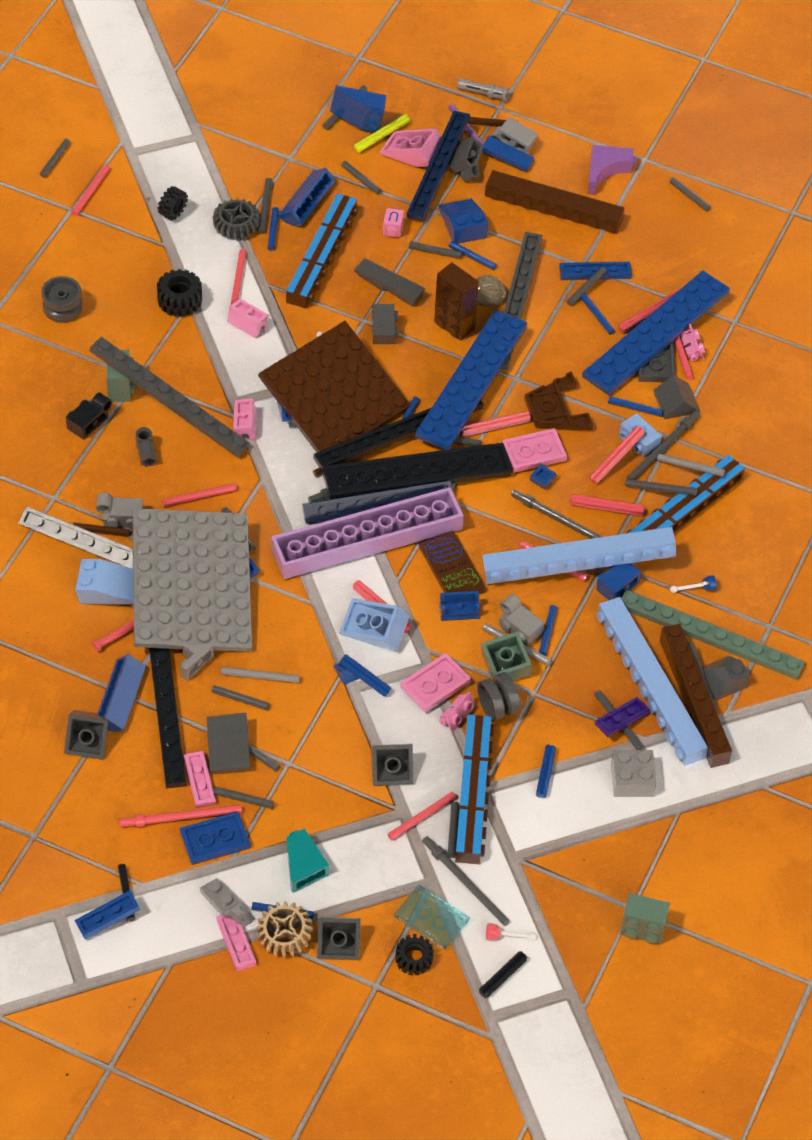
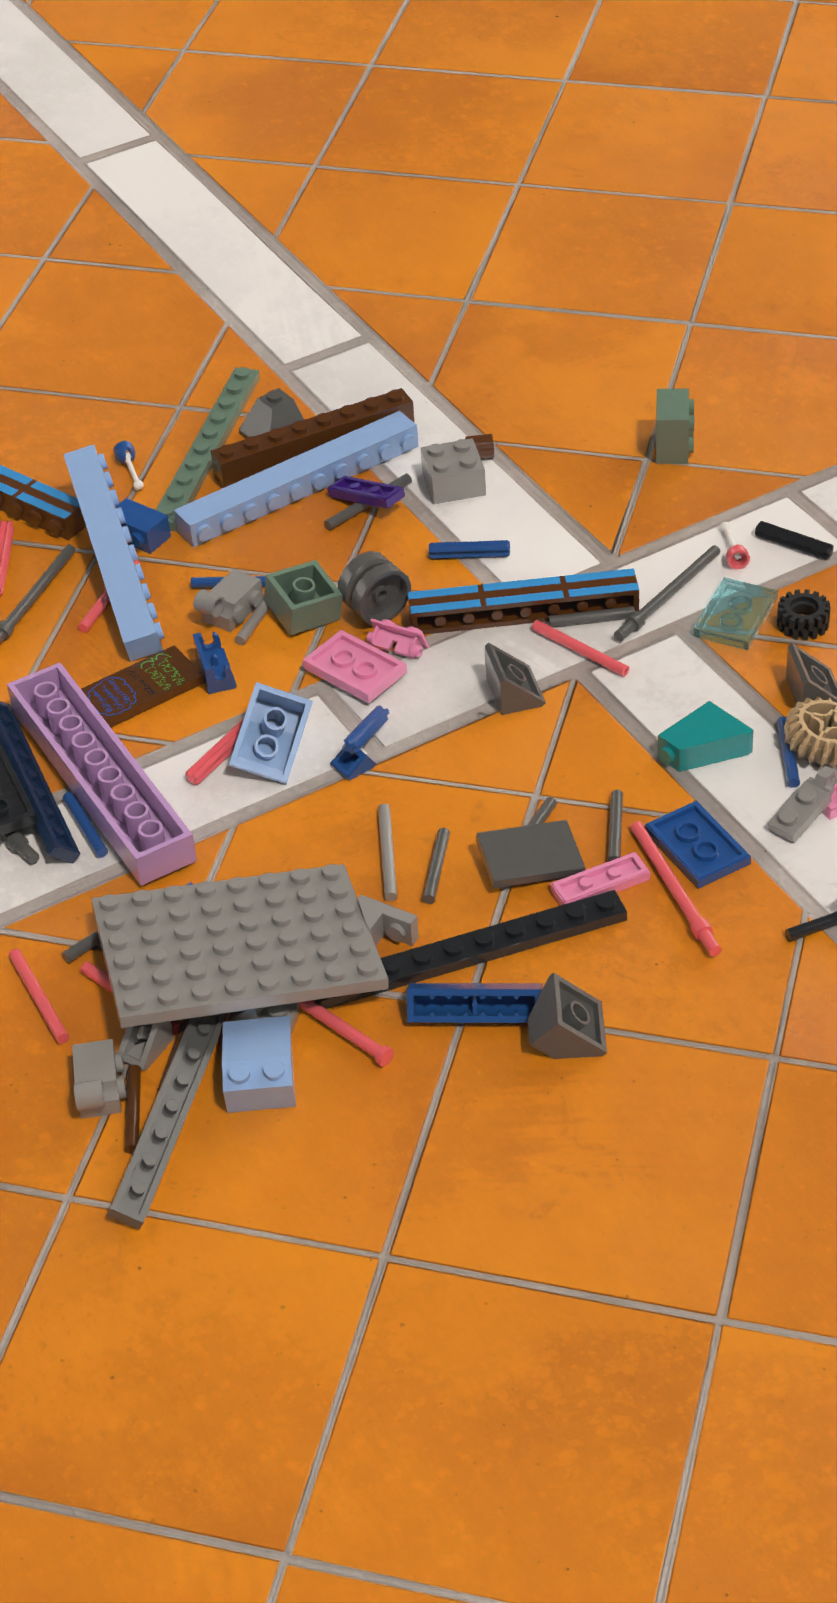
camera: 95 degrees left, 10 degrees down
(663, 798) = (484, 445): none -> reddish brown beam

